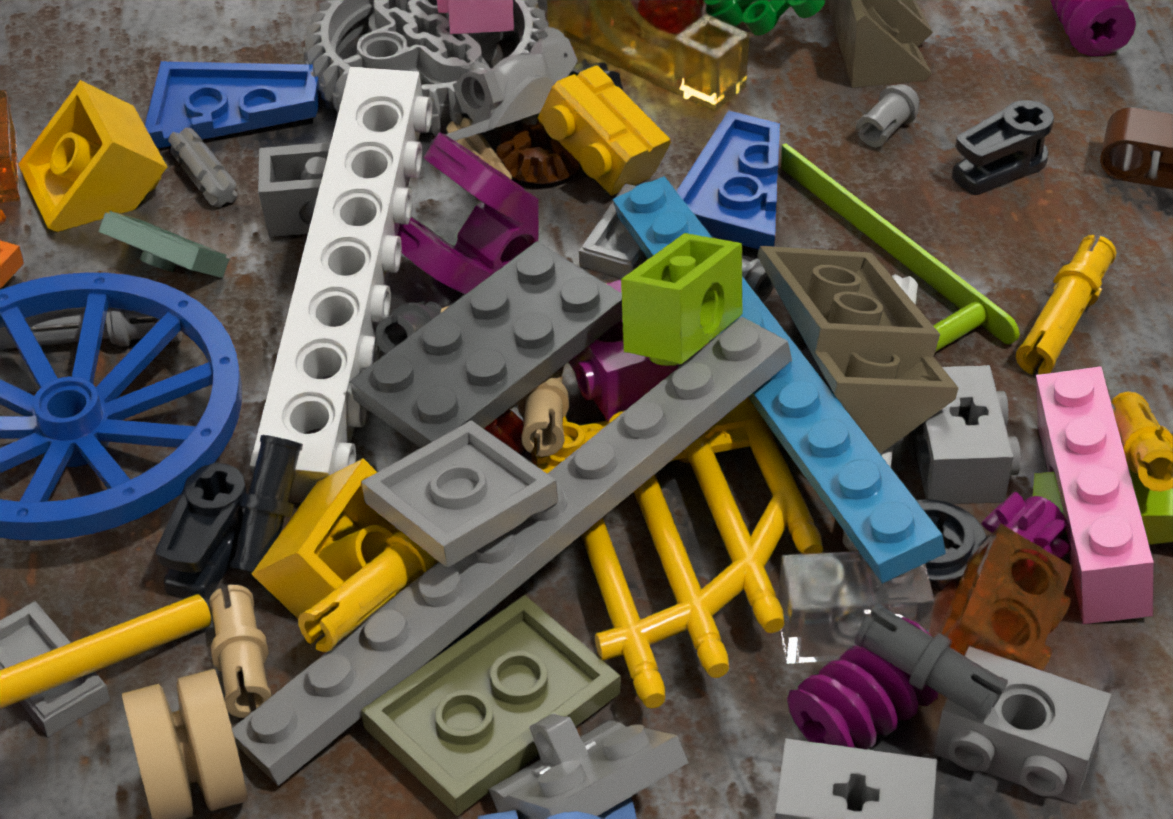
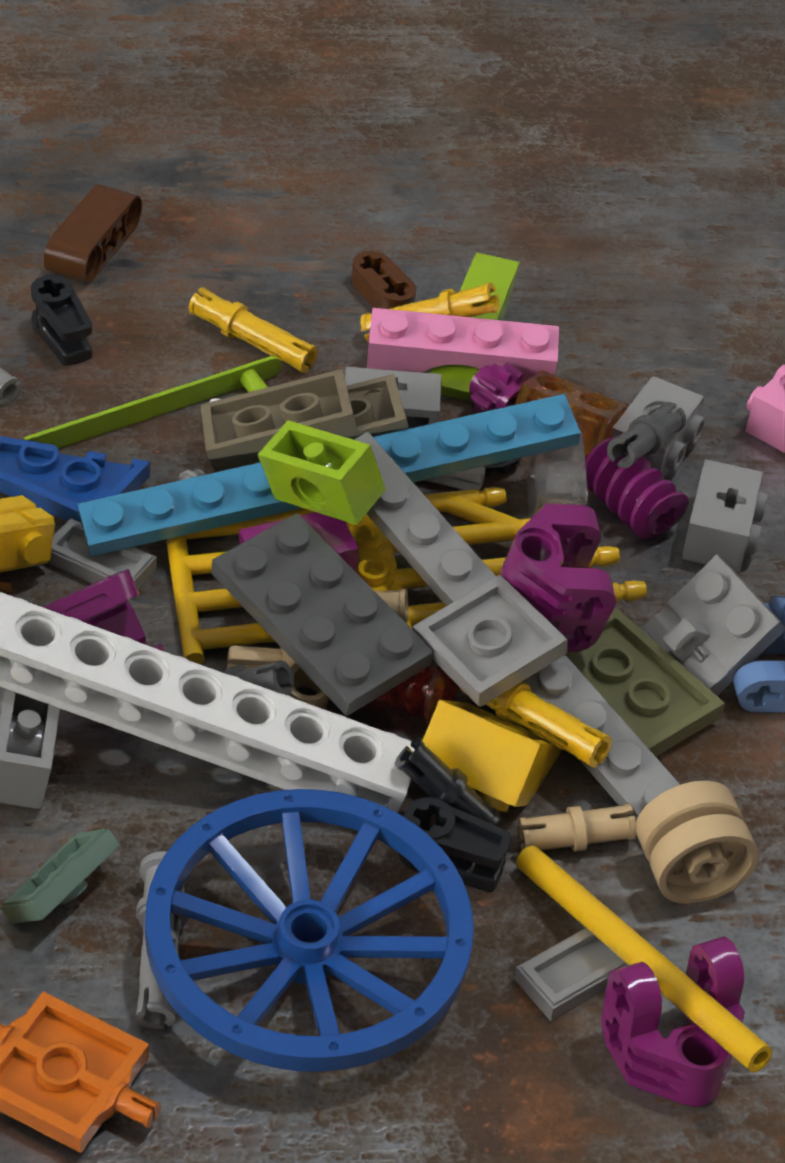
camera: 90 degrees left, 0 degrees up
(601, 499) = (552, 572): none -> magenta piece

